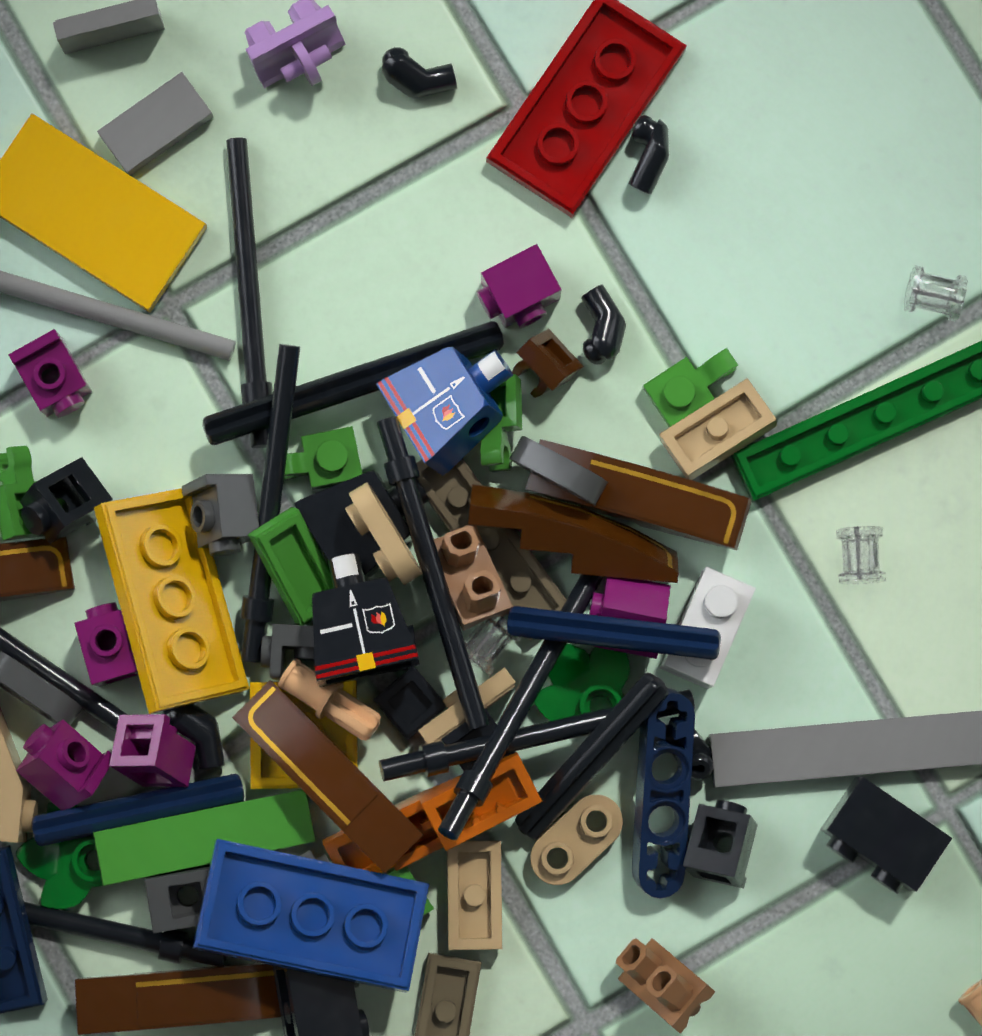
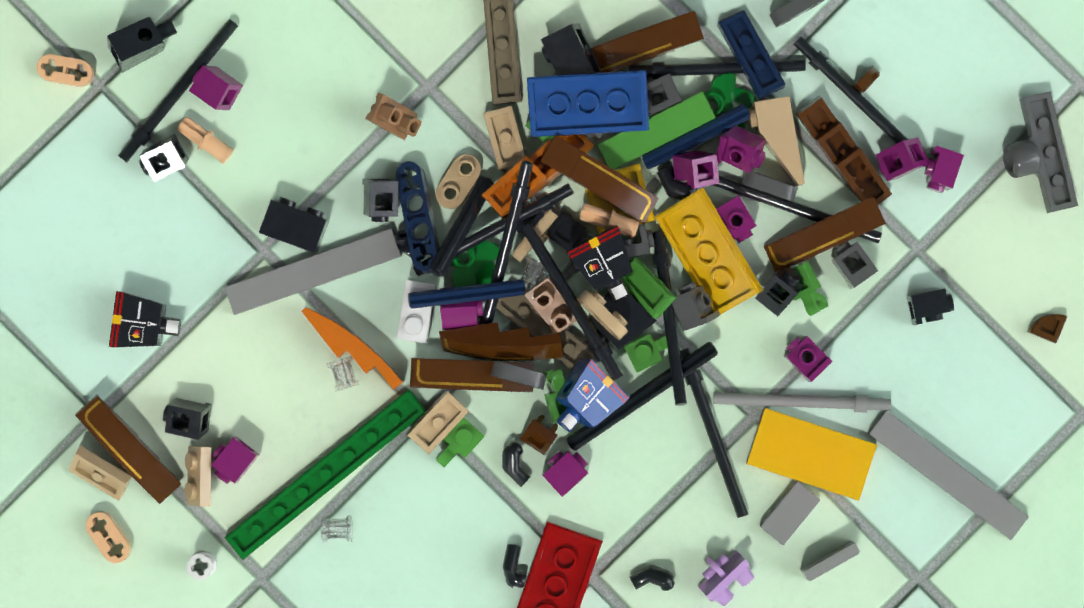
camera: 165 degrees right, 5 degrees up
(848, 613) = (343, 341): none -> orange slope

